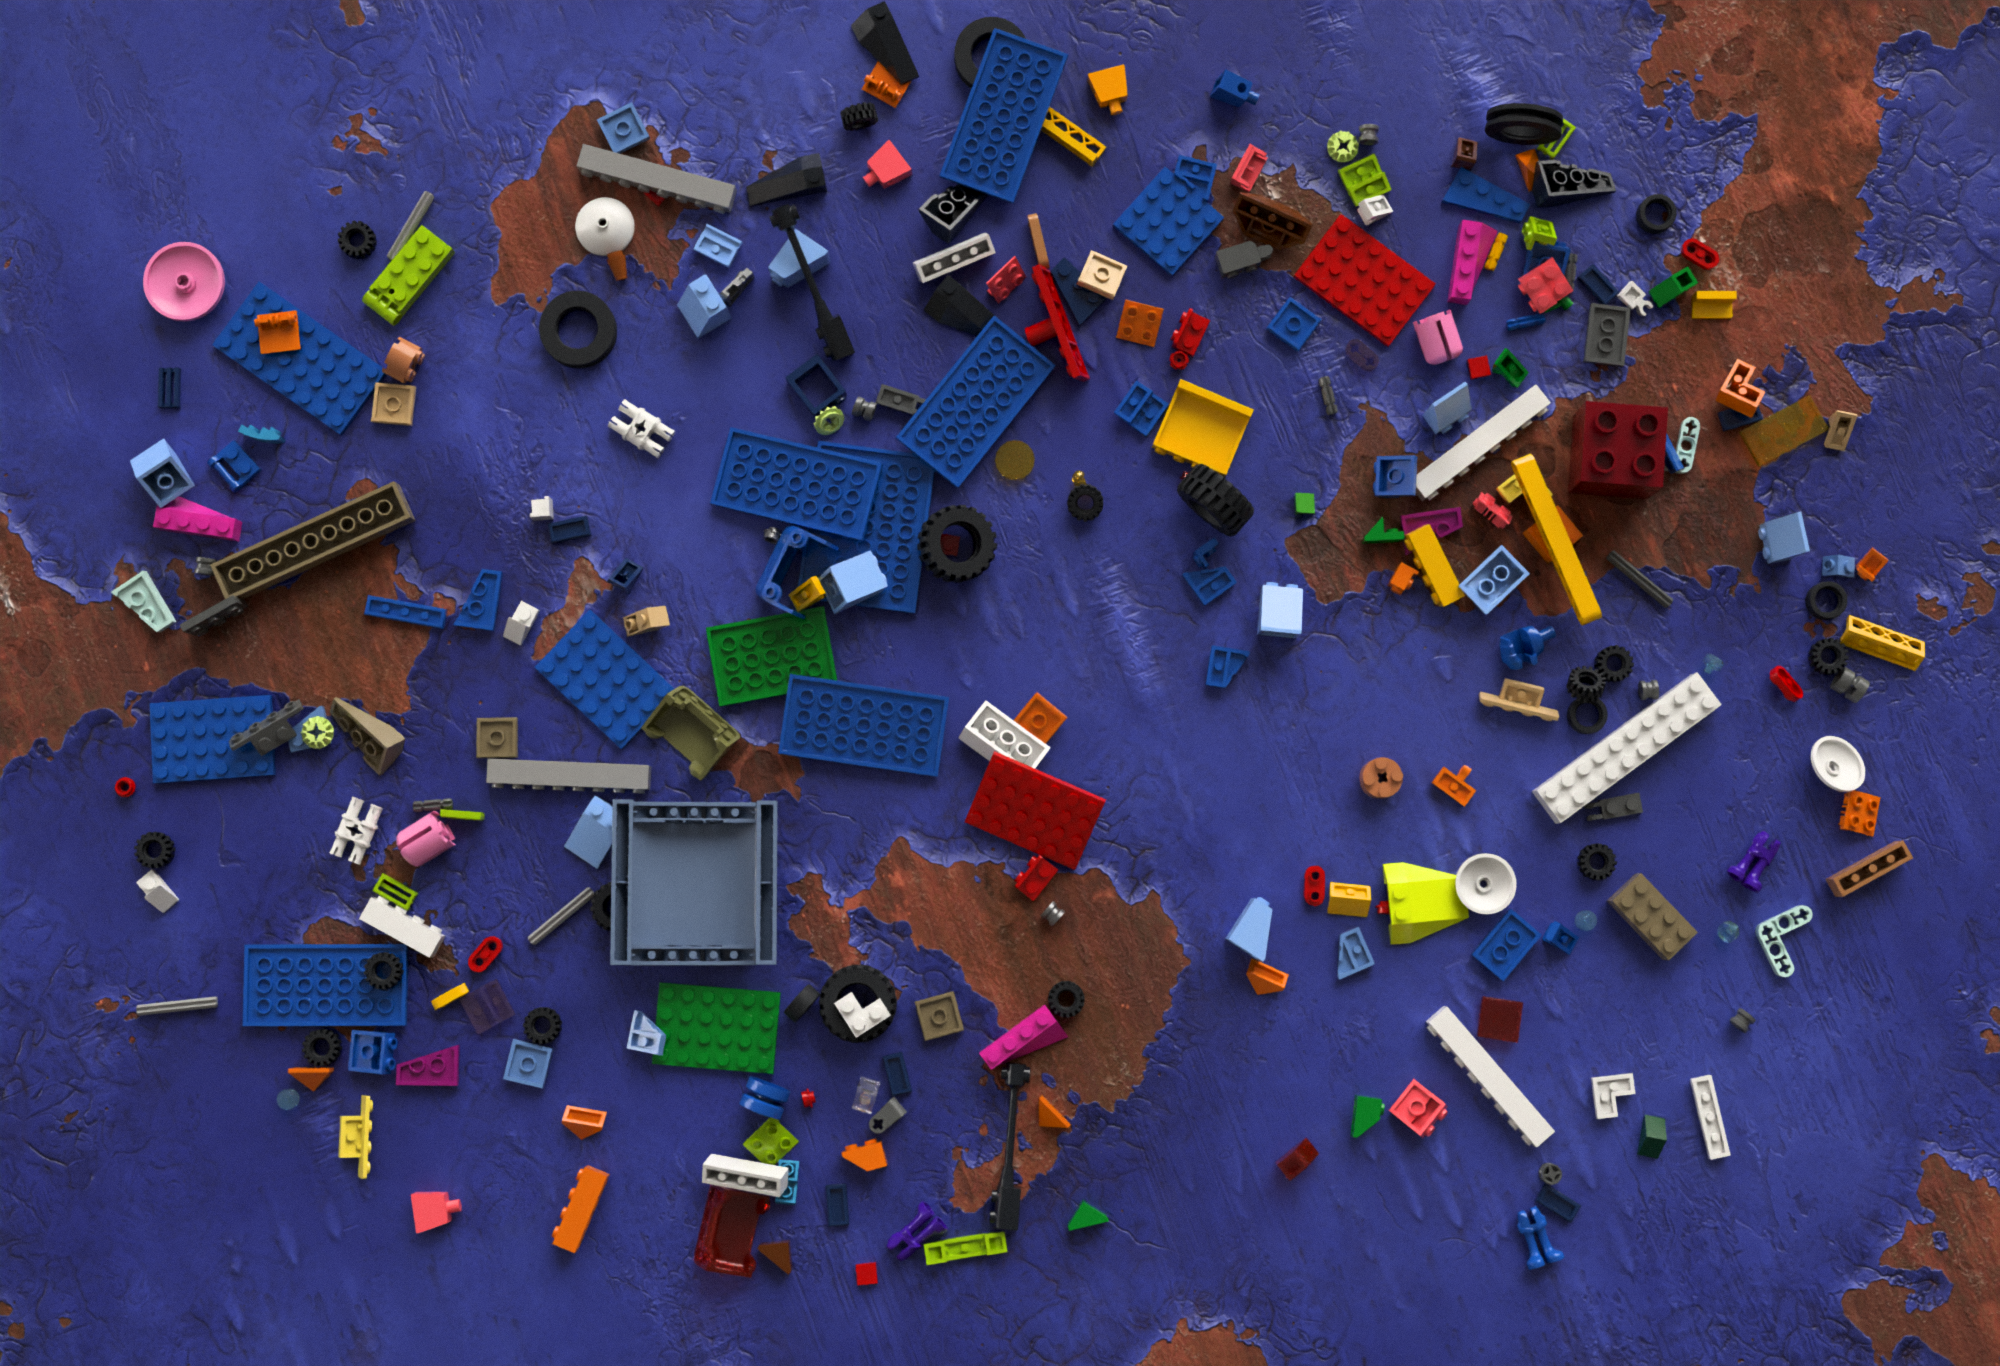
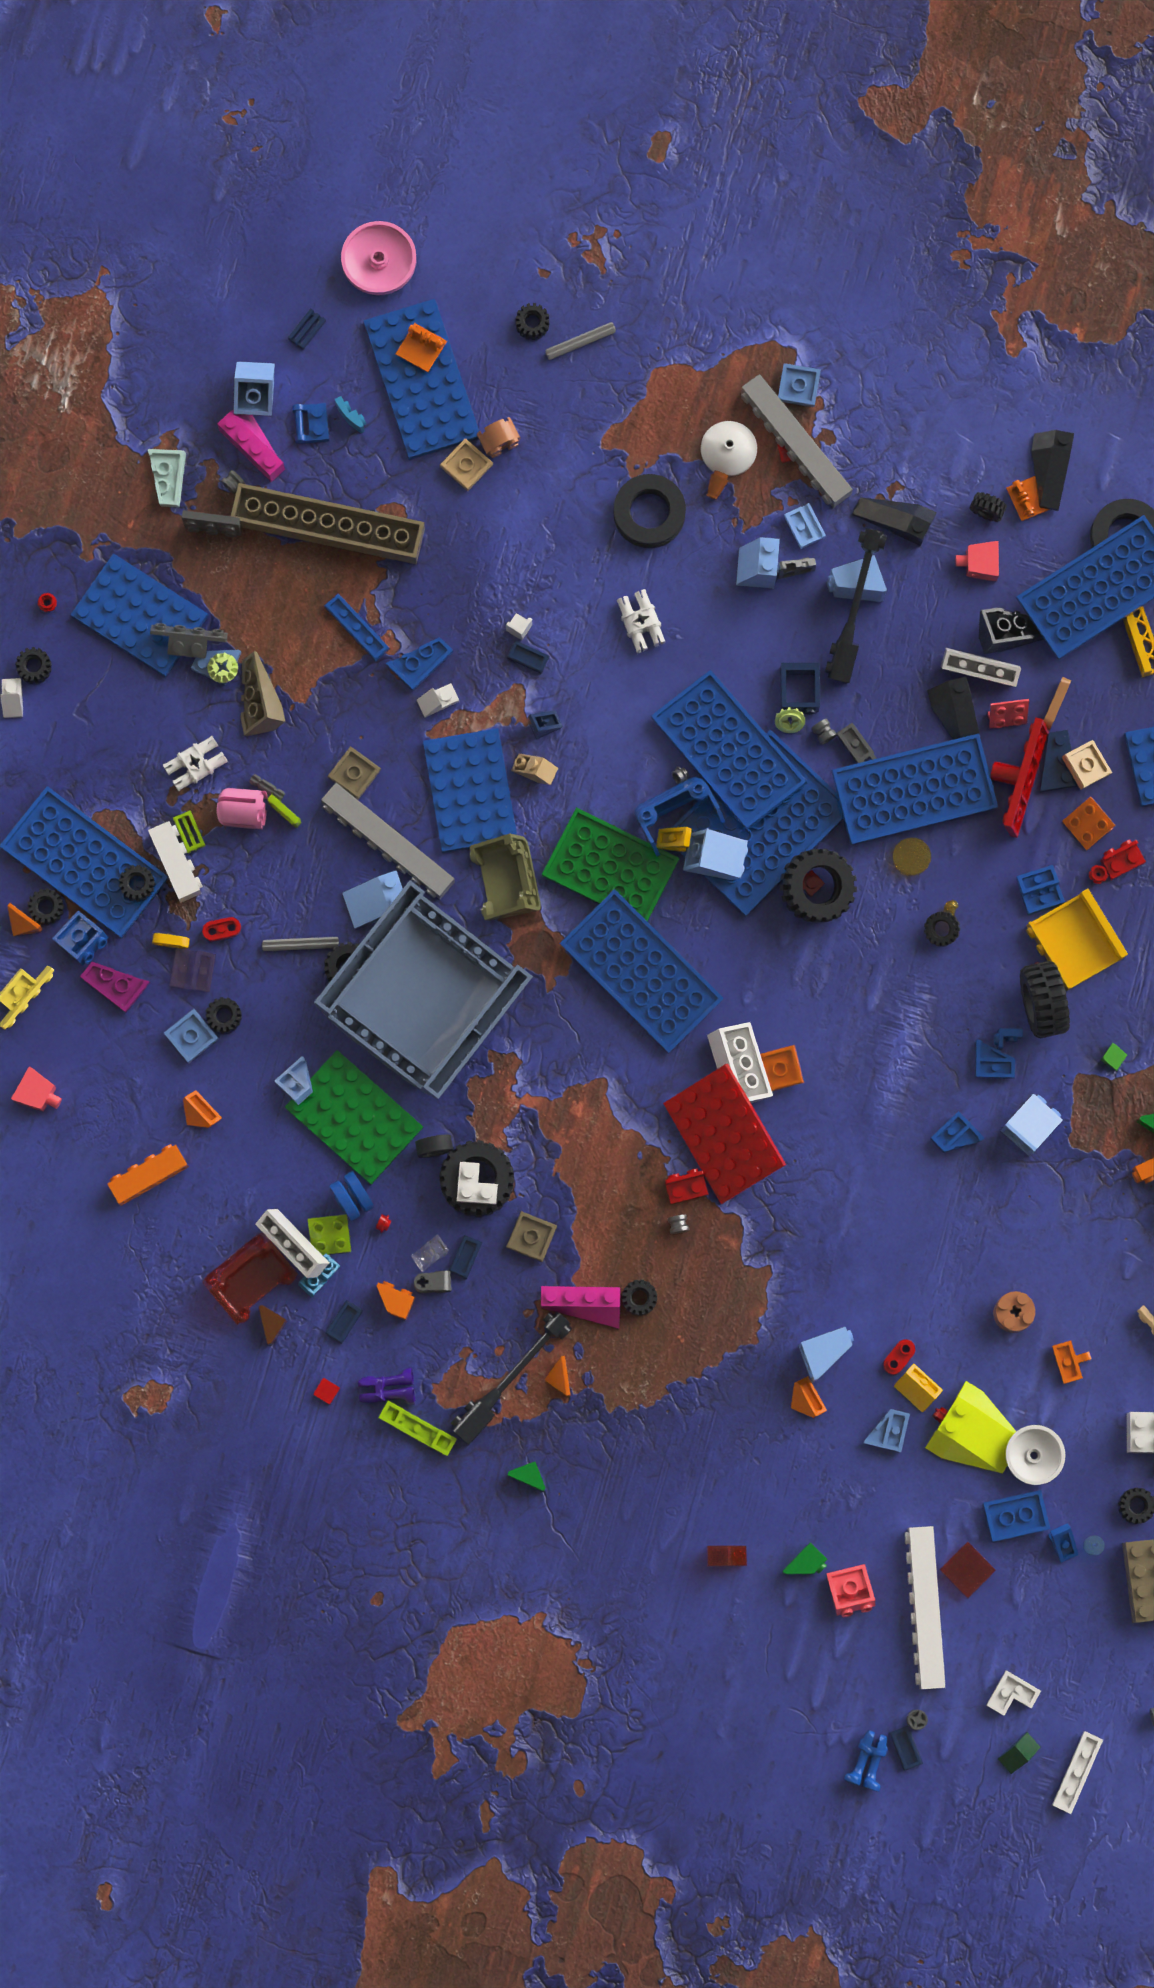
camera: 35 degrees right, 5 degrees down
(408, 275) = (550, 376): lime hinge -> none

